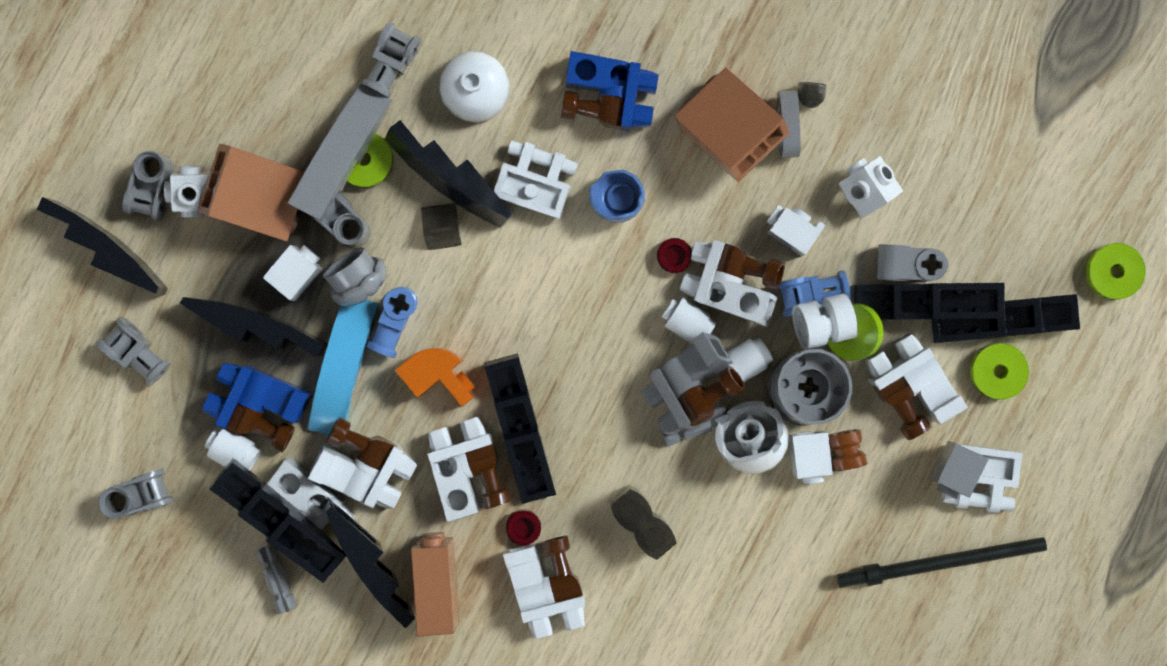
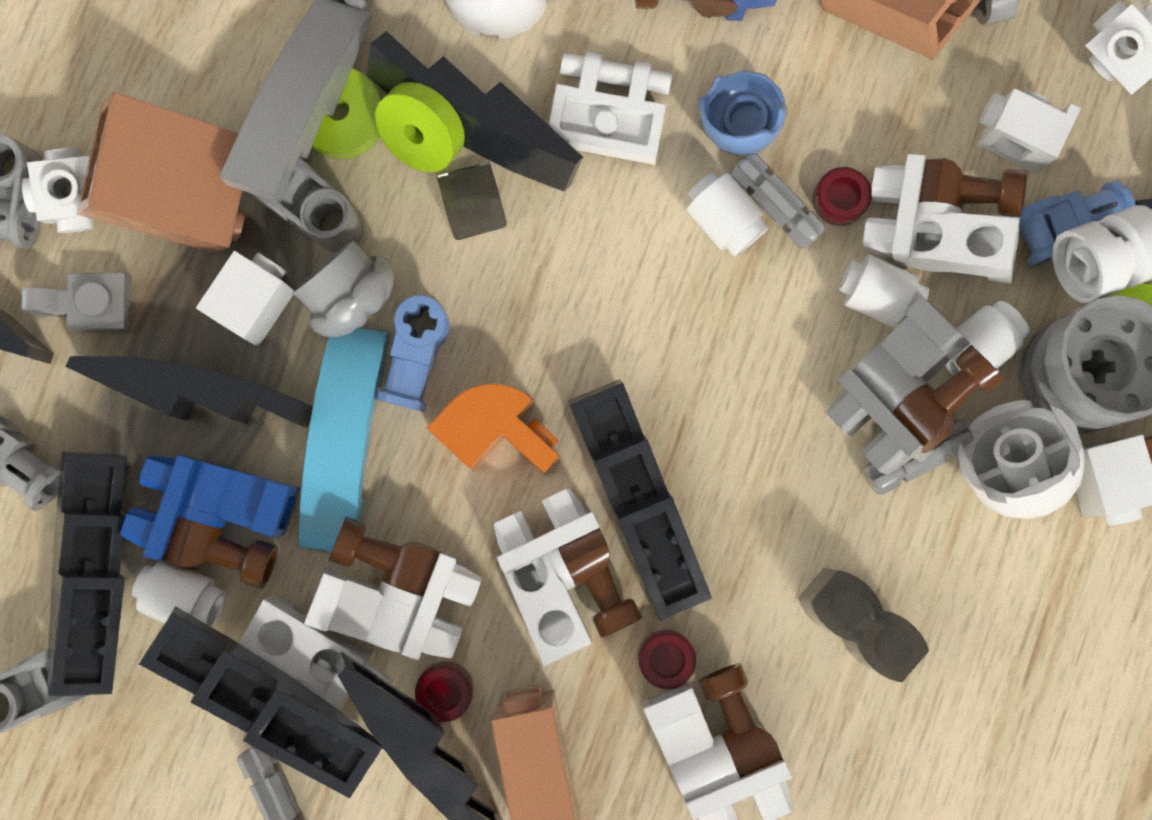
camera: 10 degrees left, 5 degrees down
(177, 428) = (86, 574): none -> black slope
(196, 260) = (90, 303): none -> light grey plate
(386, 527) = (445, 690): none -> dark red tile
(413, 180) = (419, 127): none -> lime piece
(598, 258) = (726, 213): none -> white brick
(633, 253) = (778, 200): none -> light grey axle

